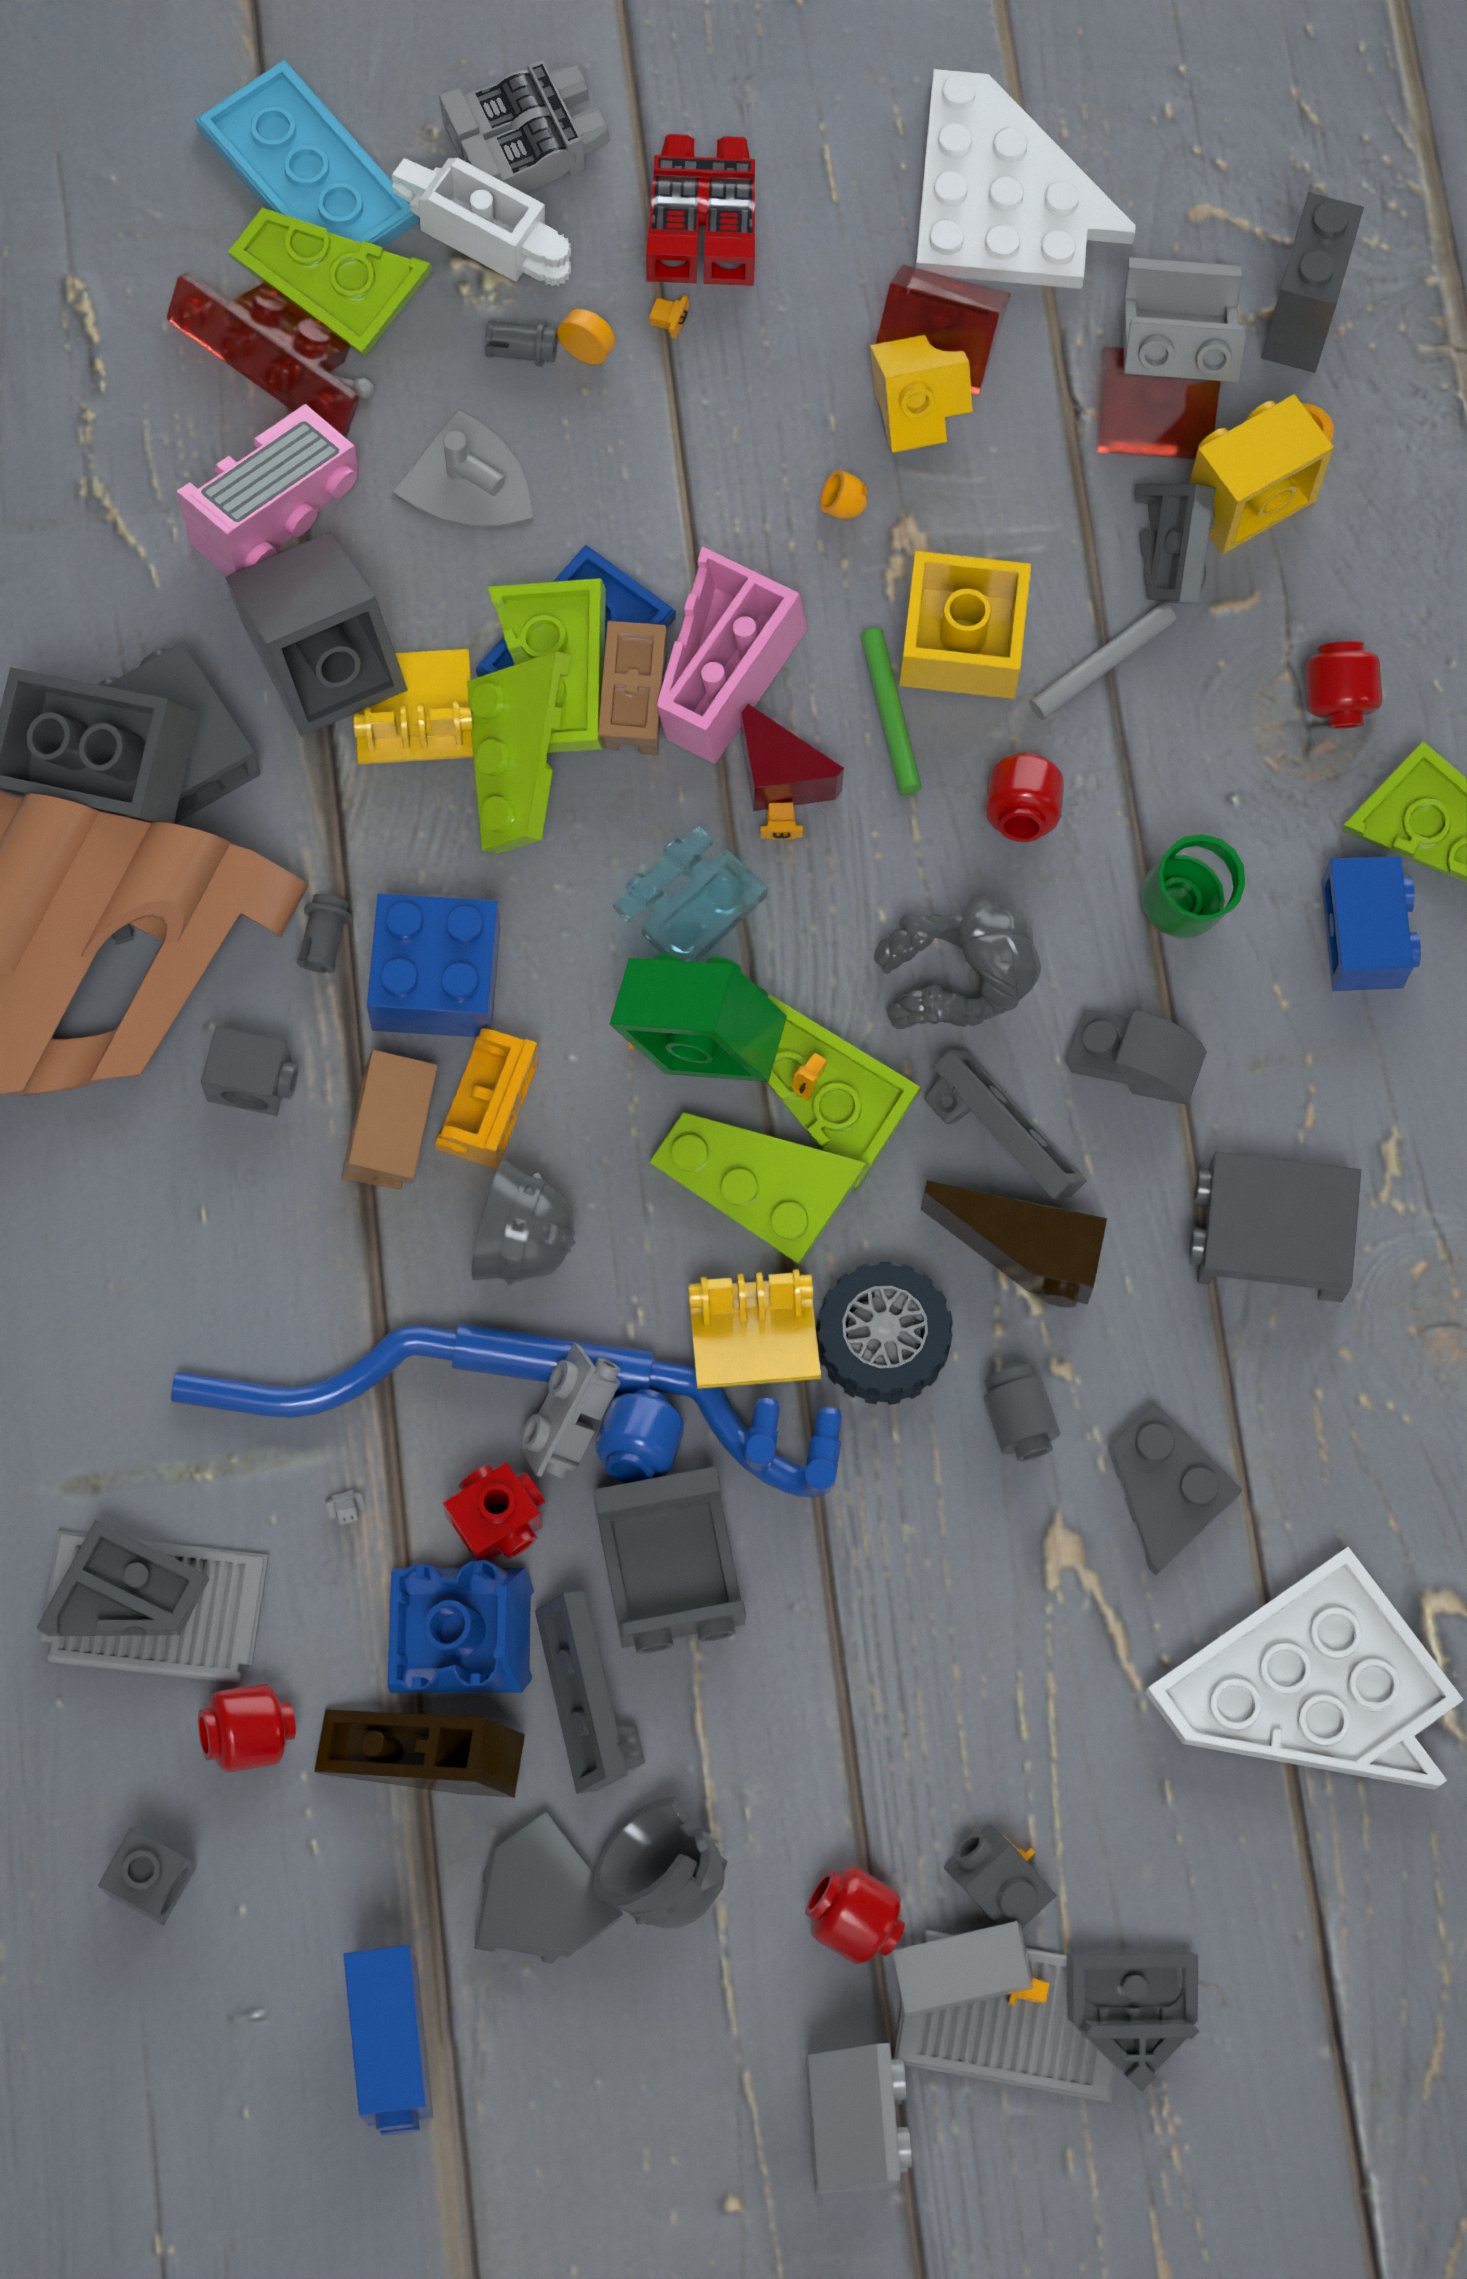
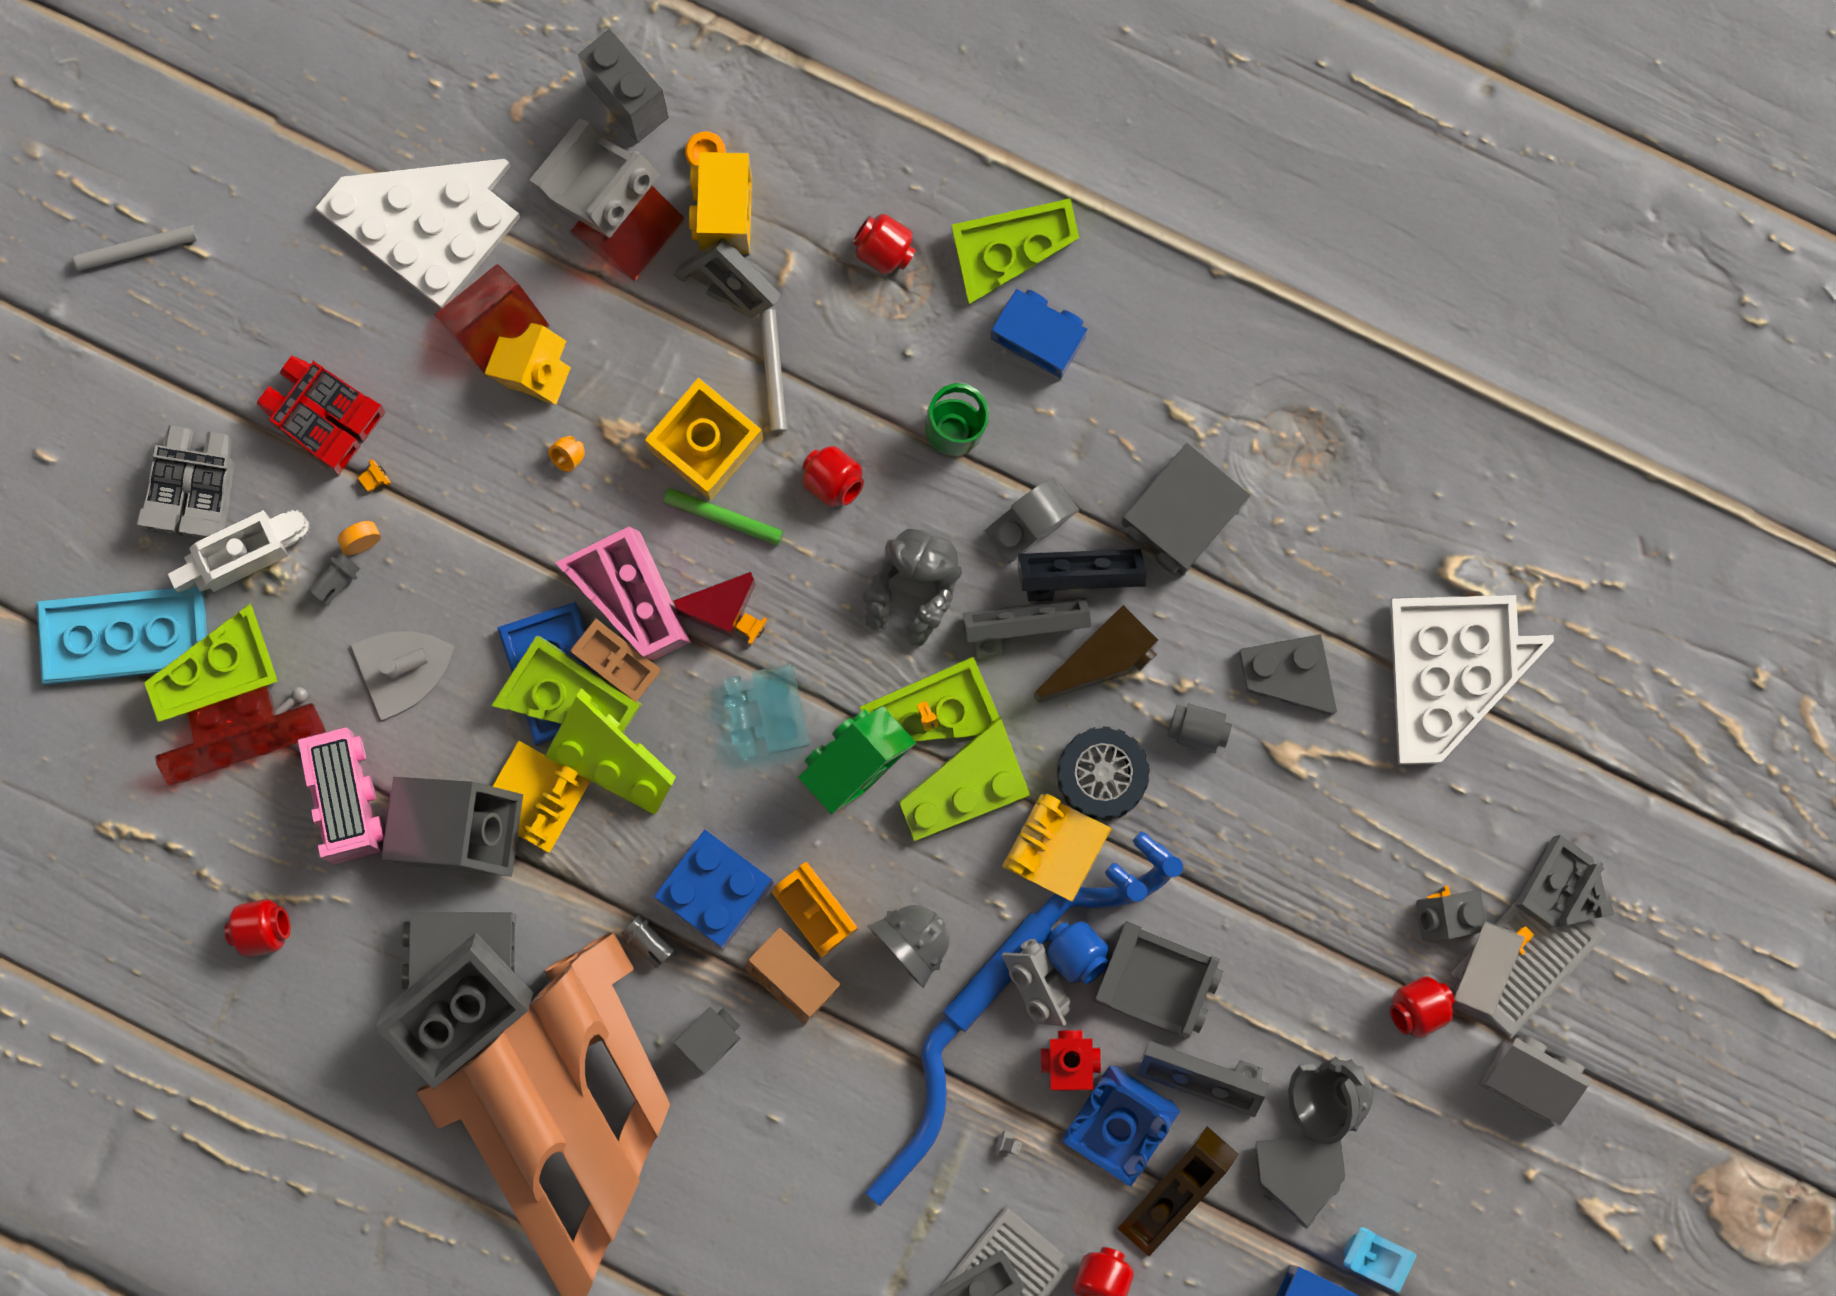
camera: 55 degrees left, 10 degrees up
(59, 500) = (257, 928): none -> red head
(492, 2063) = (1378, 1259): none -> medium azure bracket
(1083, 1109) = (1052, 571): none -> black hinge

